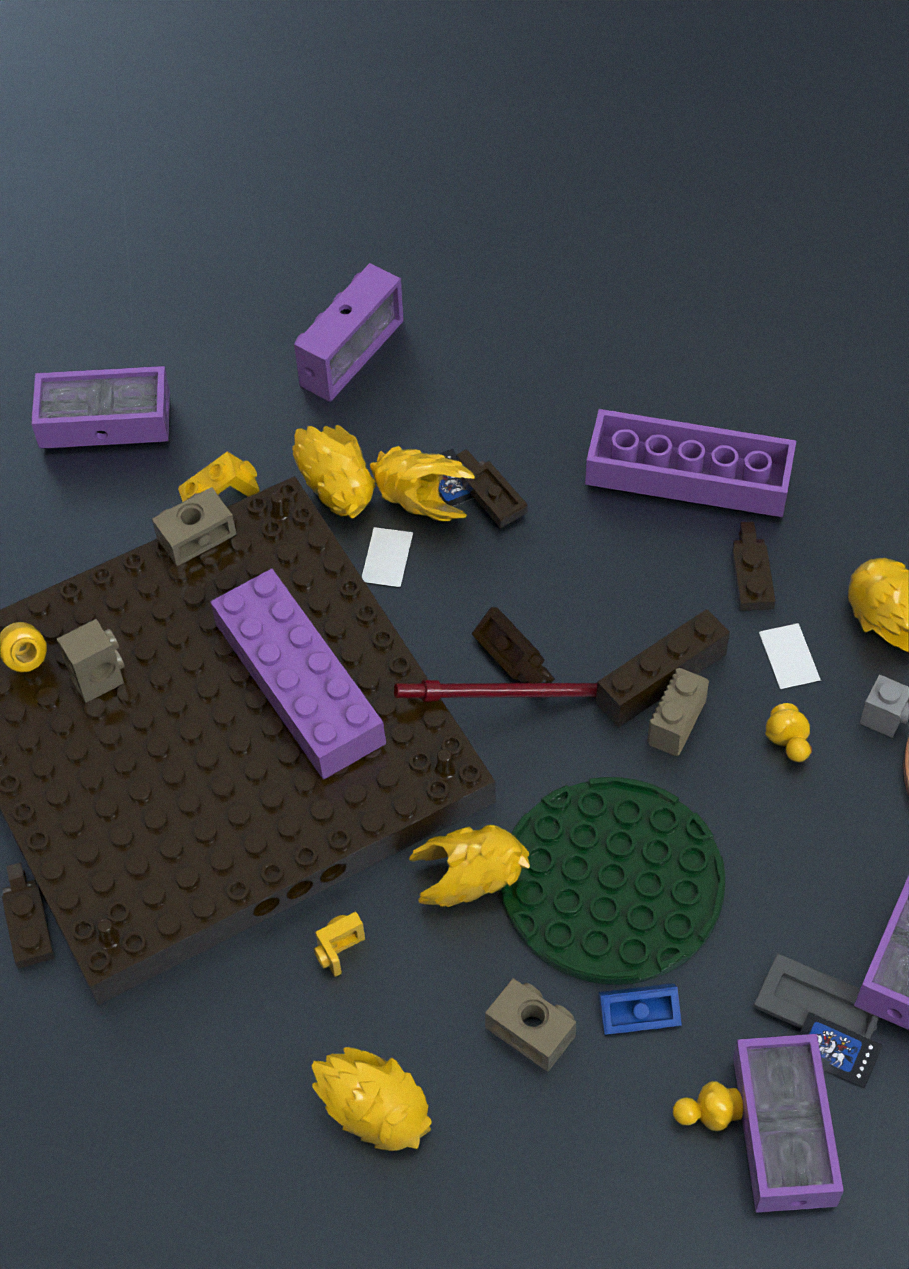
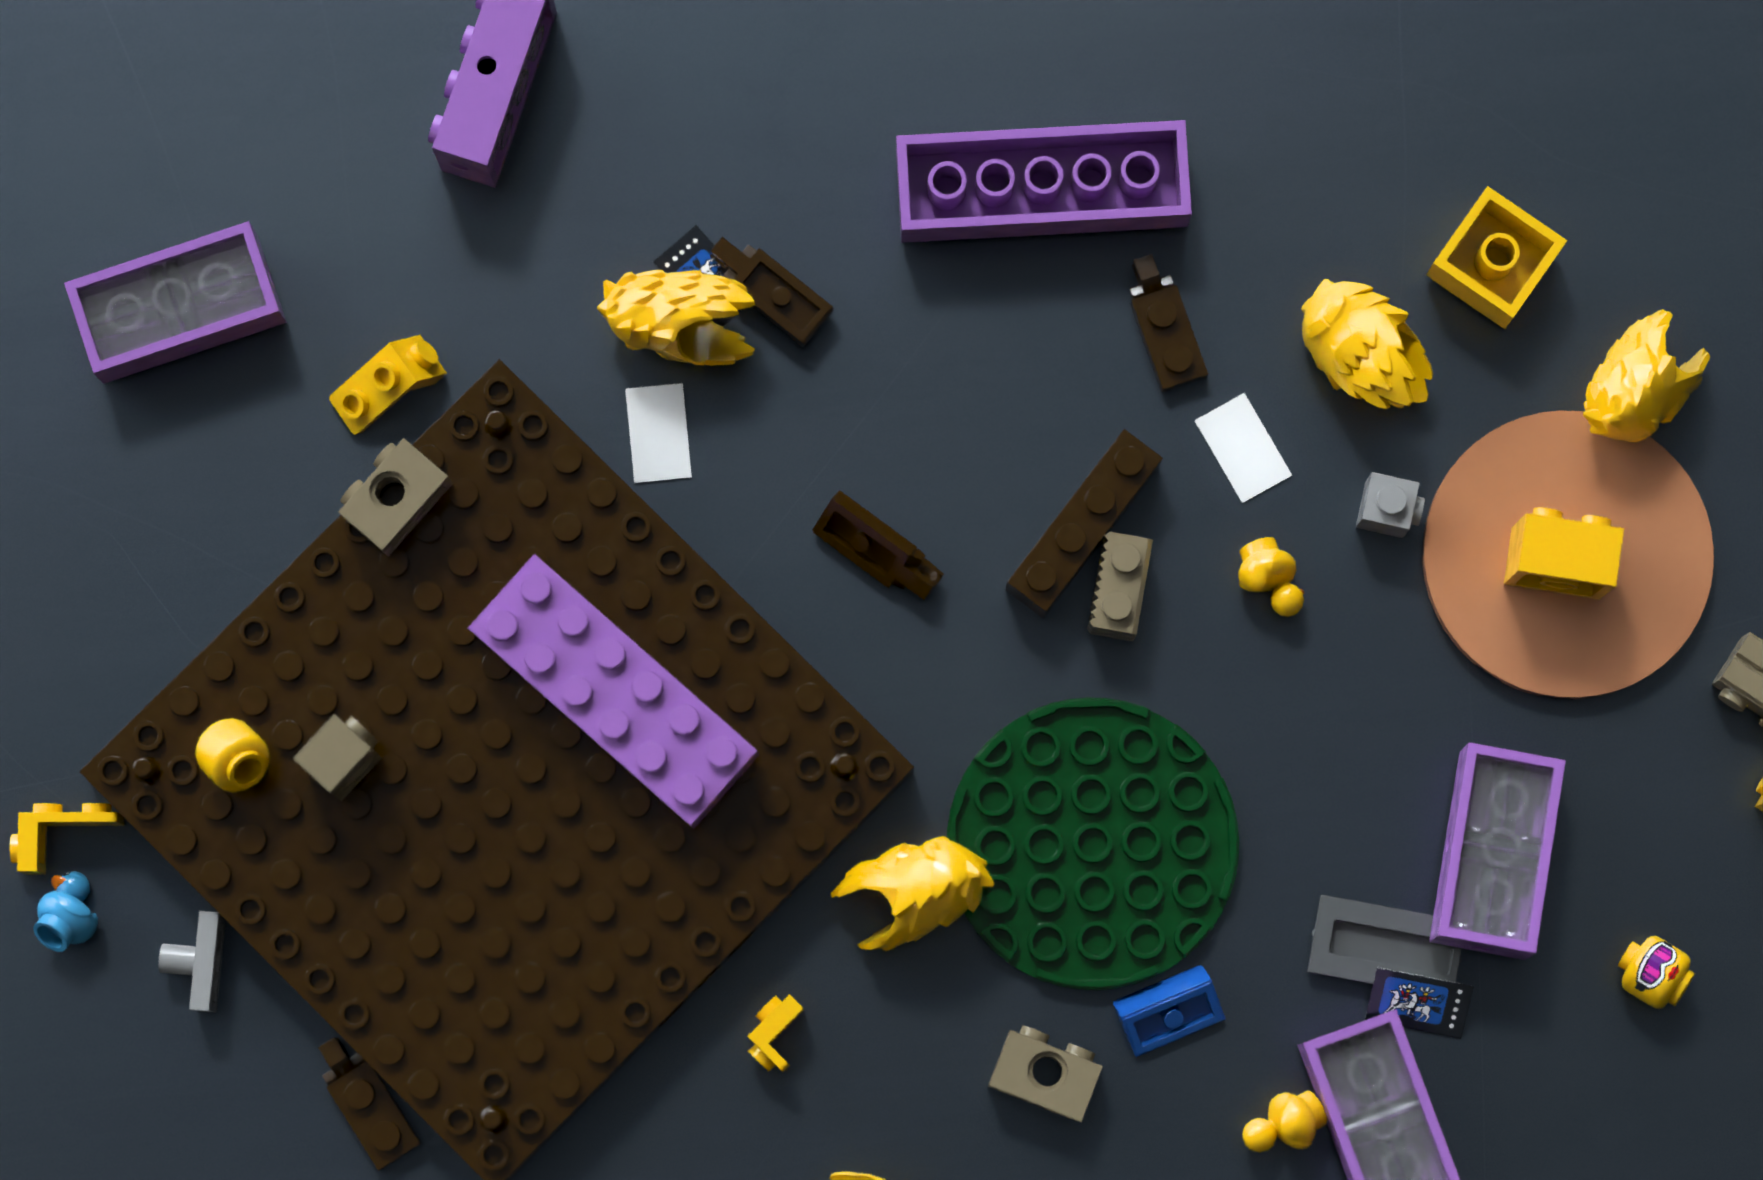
camera: 20 degrees left, 25 degrees up
(334, 468) = (549, 324): yellow head -> none
(434, 690) = (800, 663): dark red bar -> none

